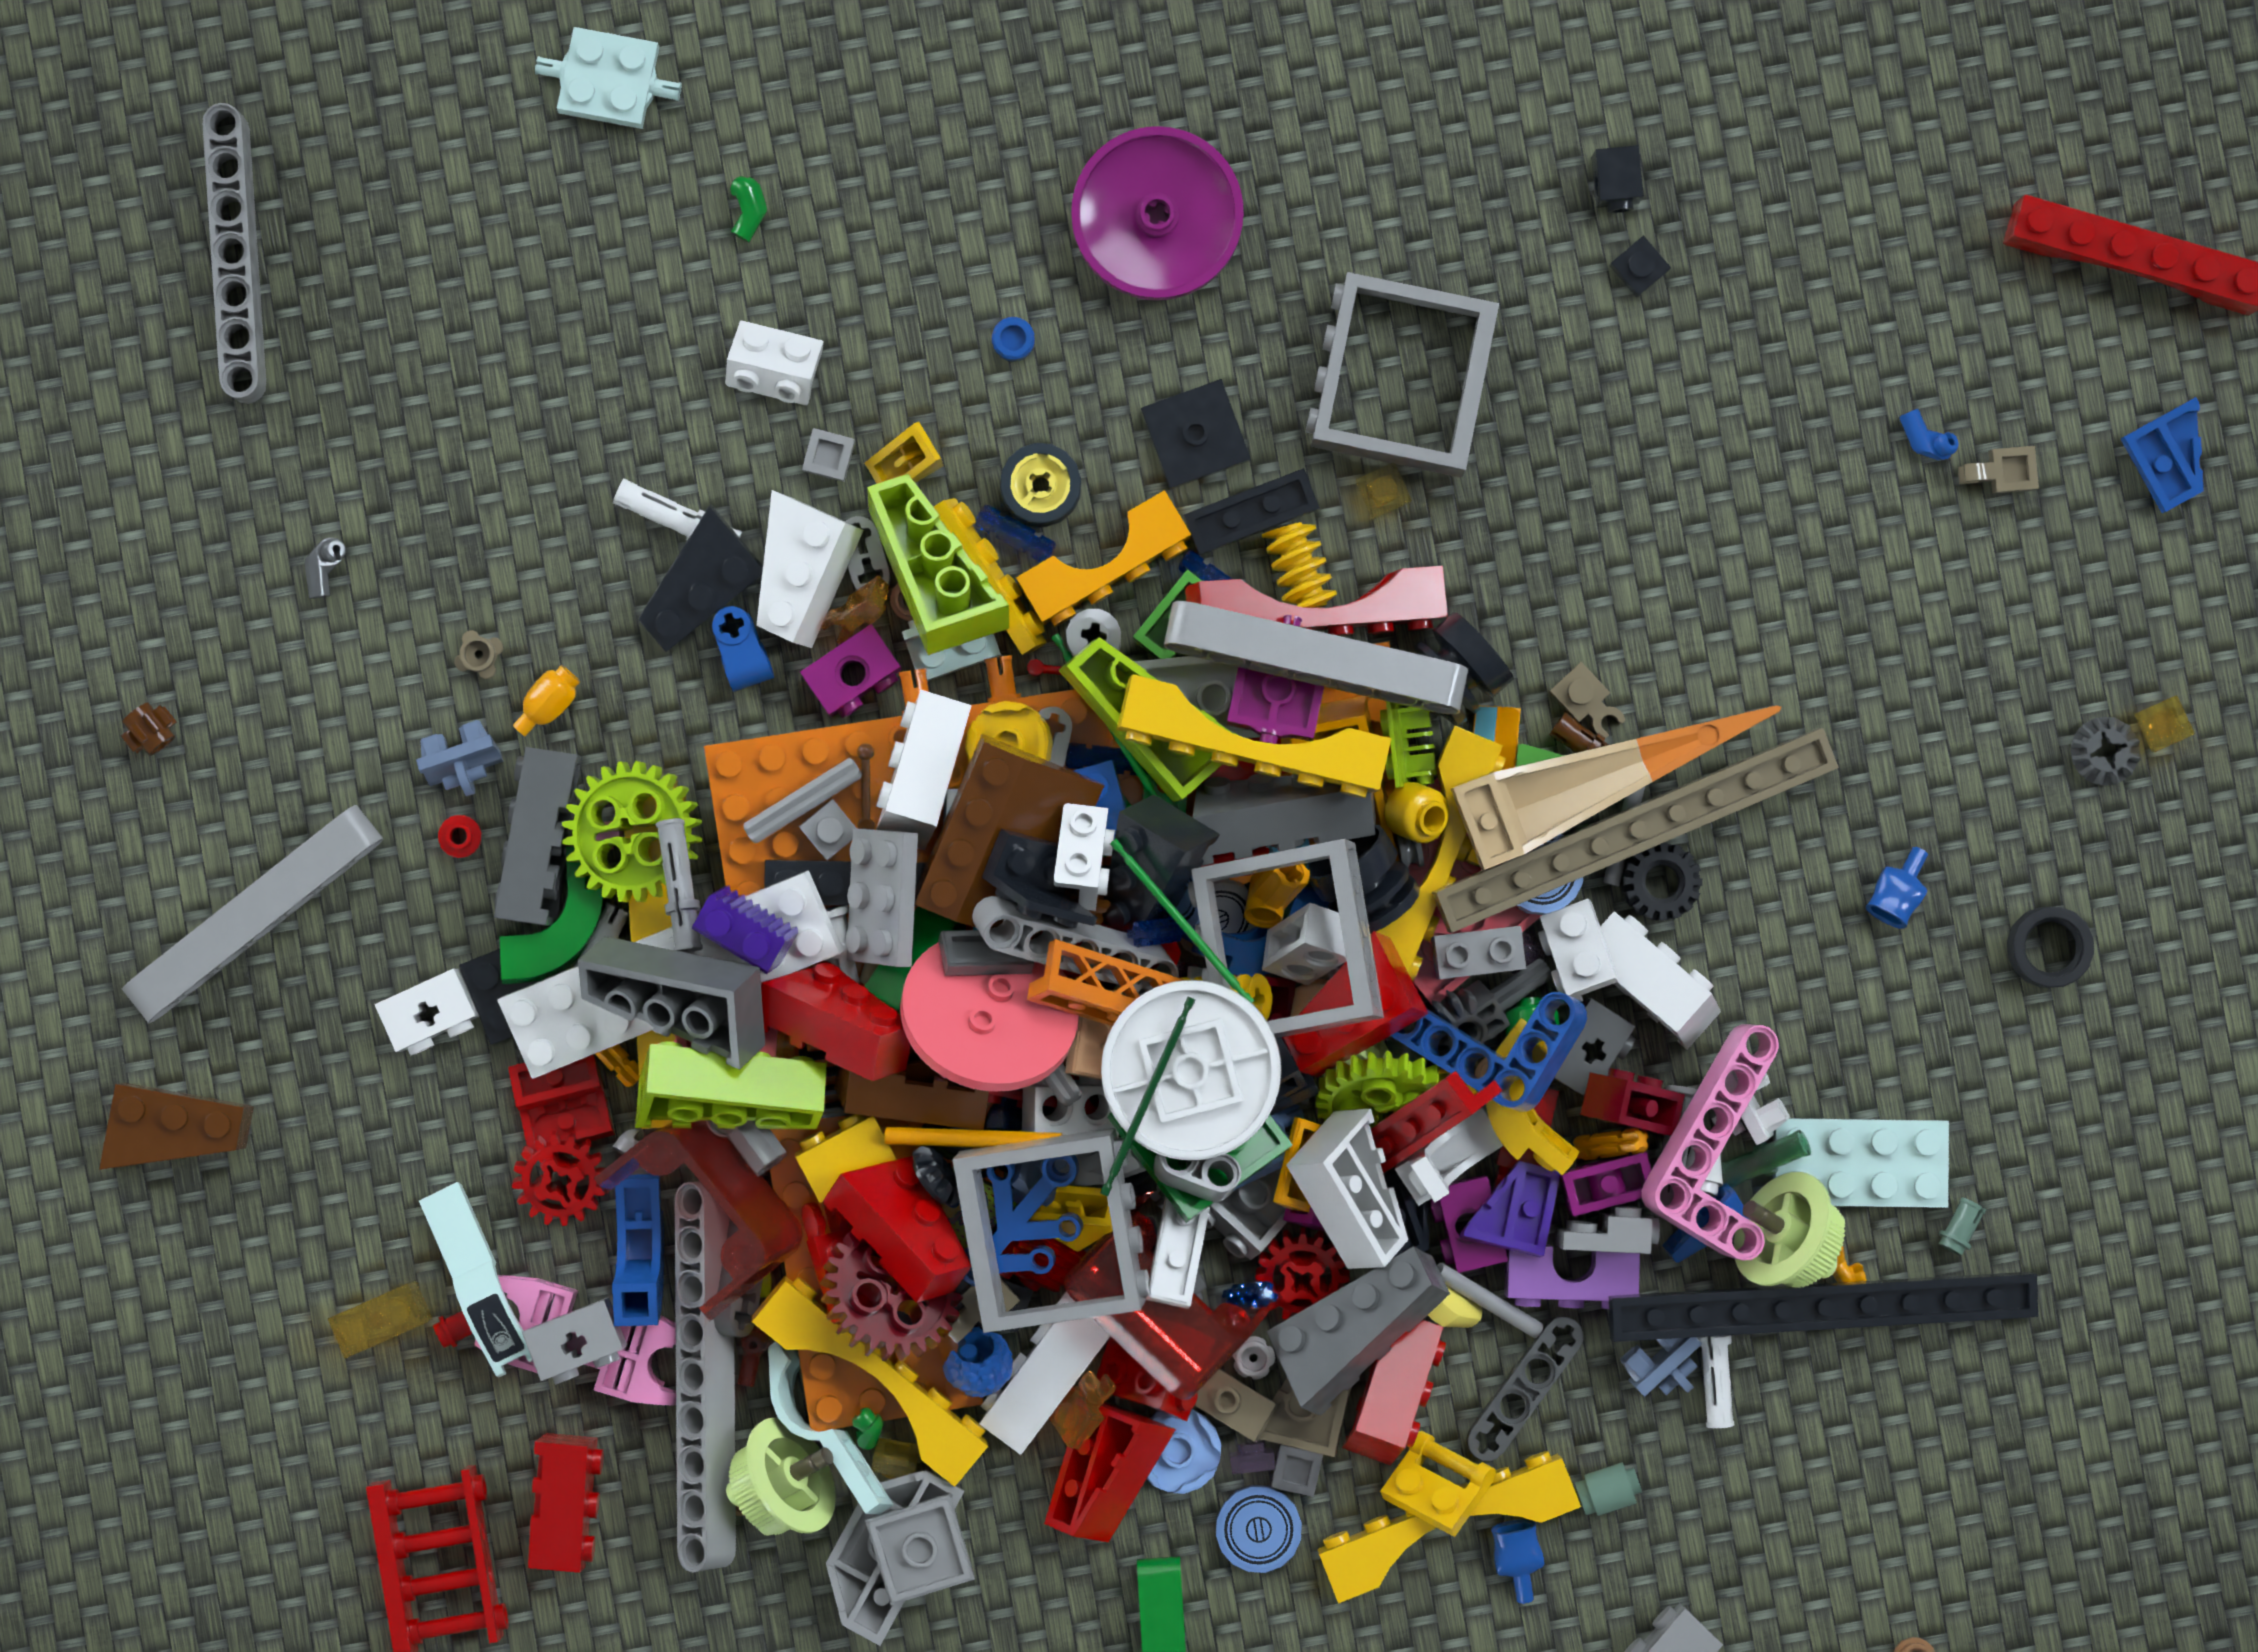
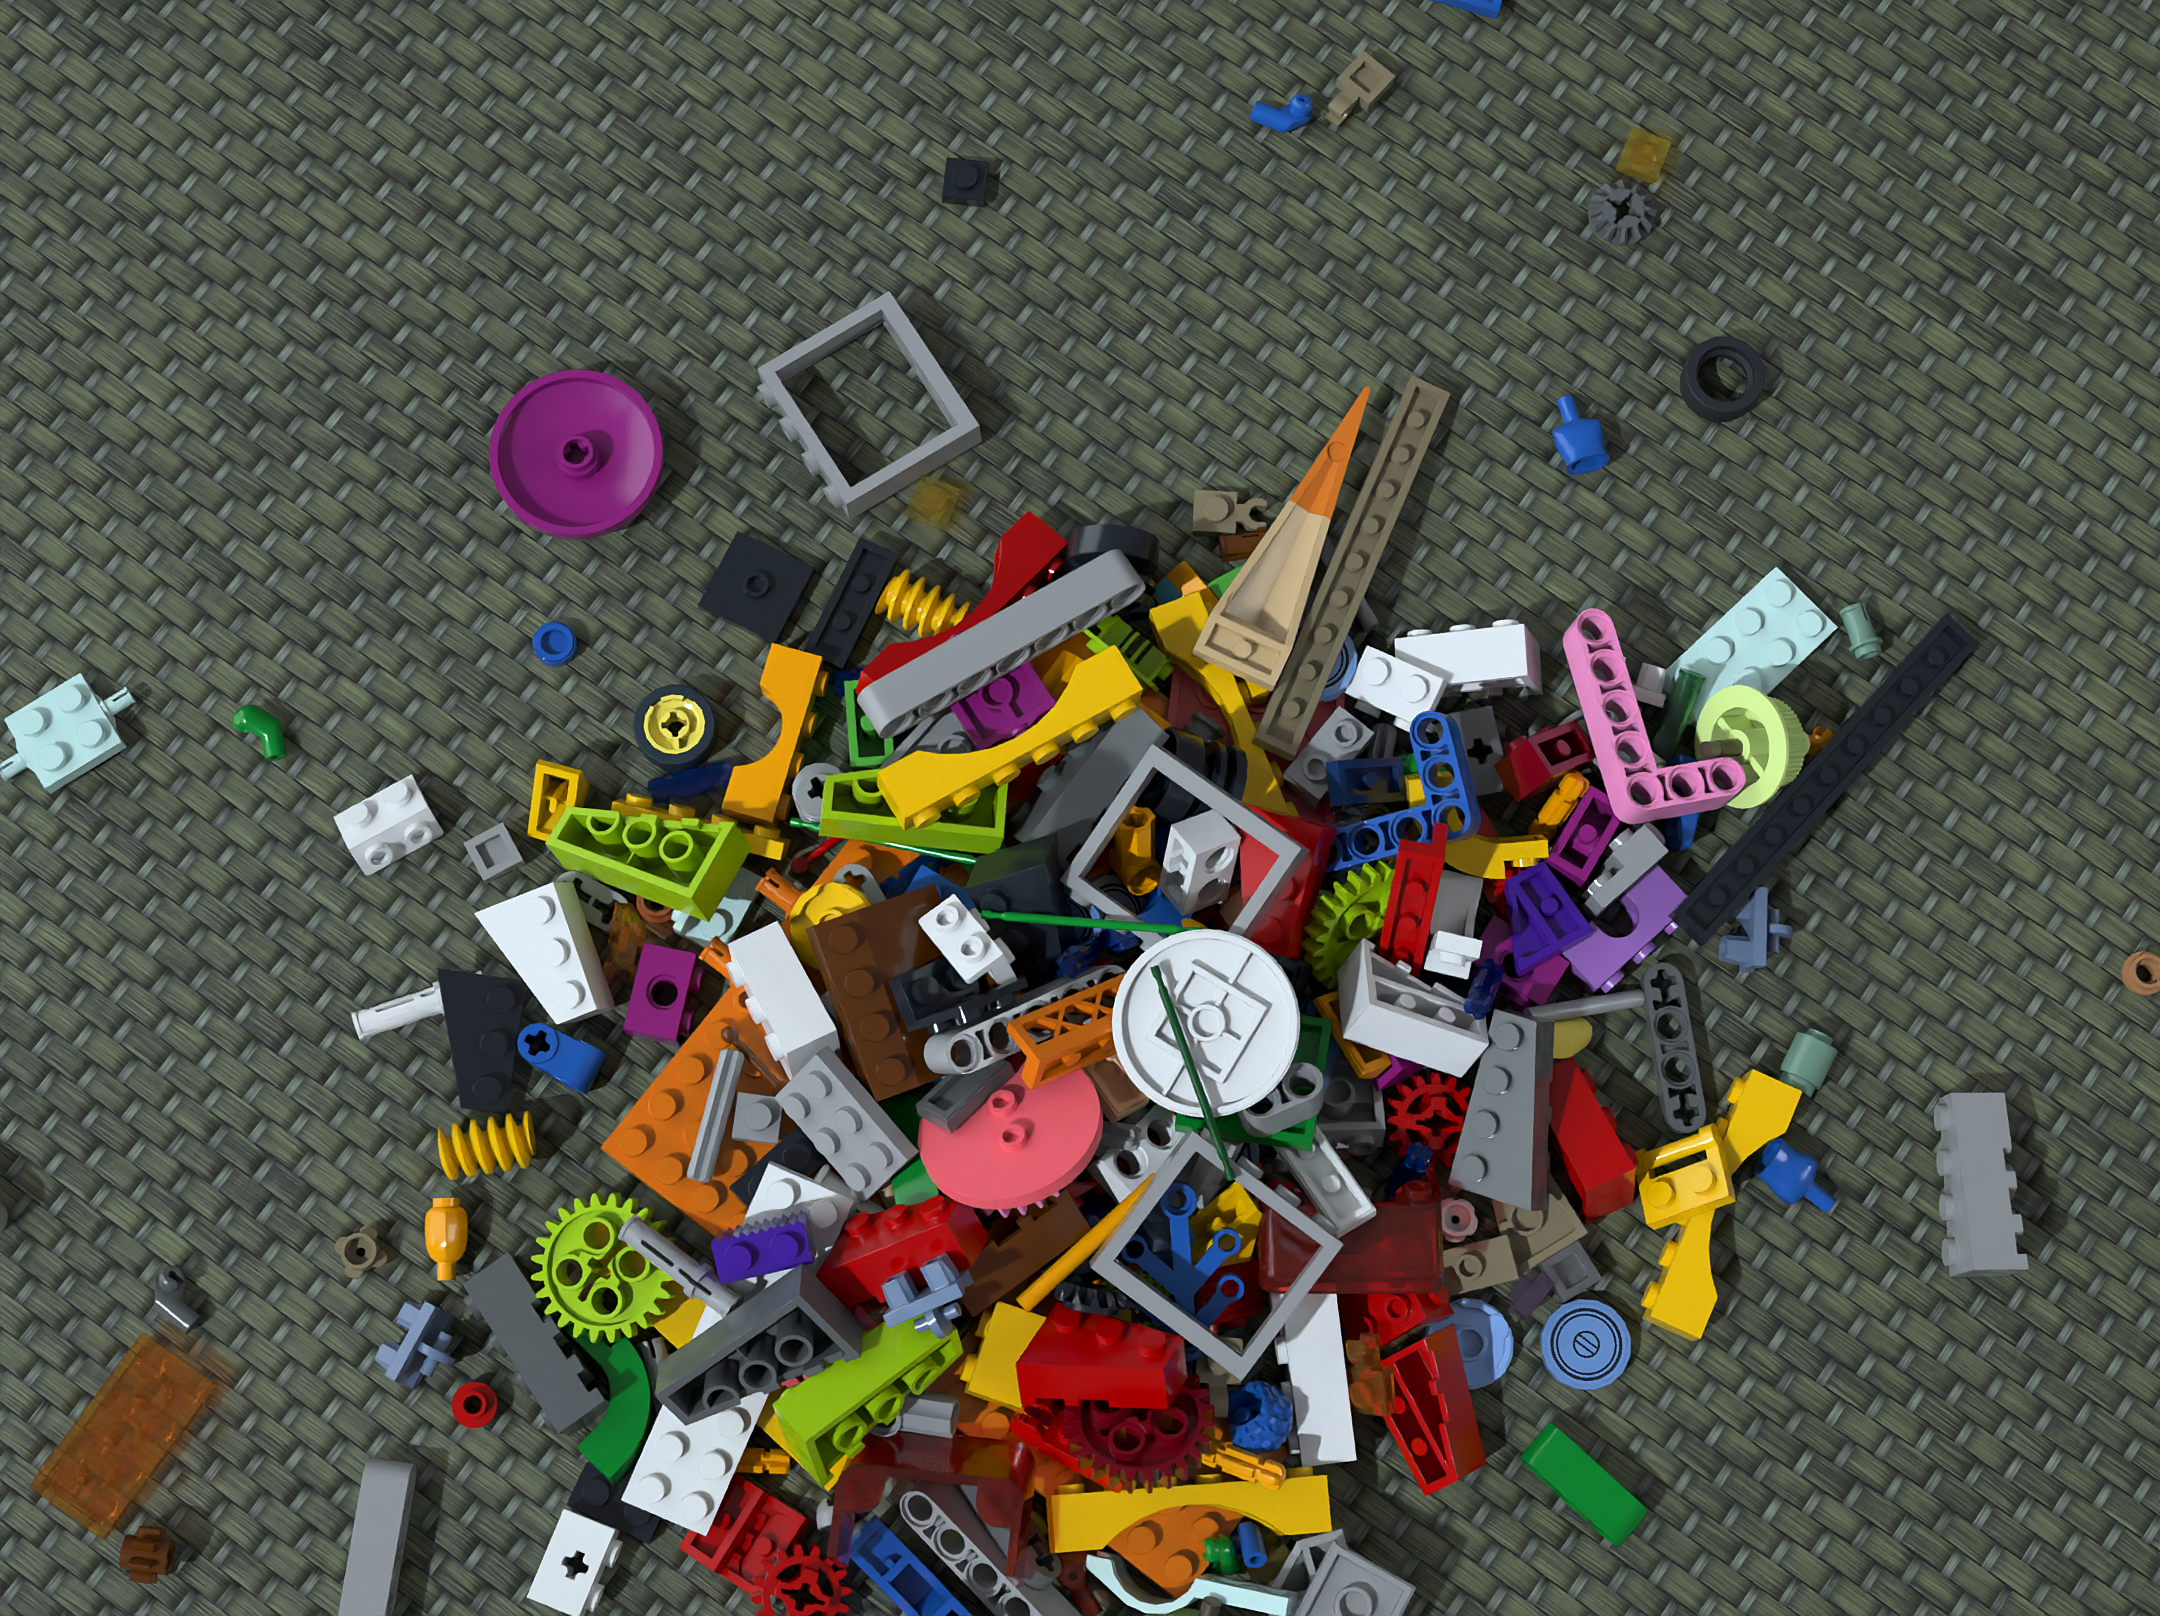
camera: 45 degrees left, 10 degrees down
(205, 630) = (123, 1436): none -> clear orange plate
(631, 664) = (487, 1147): none -> yellow piece
(819, 1080) = (944, 1286): none -> sand blue hips
(894, 1438) = (1249, 1543): none -> blue arm
(938, 1387) = (1245, 1465): none -> light orange axle
(1416, 812) = (1184, 696): yellow head -> none
(1423, 1223) = (1484, 989): none -> clear blue axle
(1486, 998) = (1366, 781): none -> dark blue plate
(1617, 178) = (889, 134): black brick -> none
(1685, 894) = (1411, 565): black tyre -> none
(1717, 1381) = (1803, 907): white pin -> none

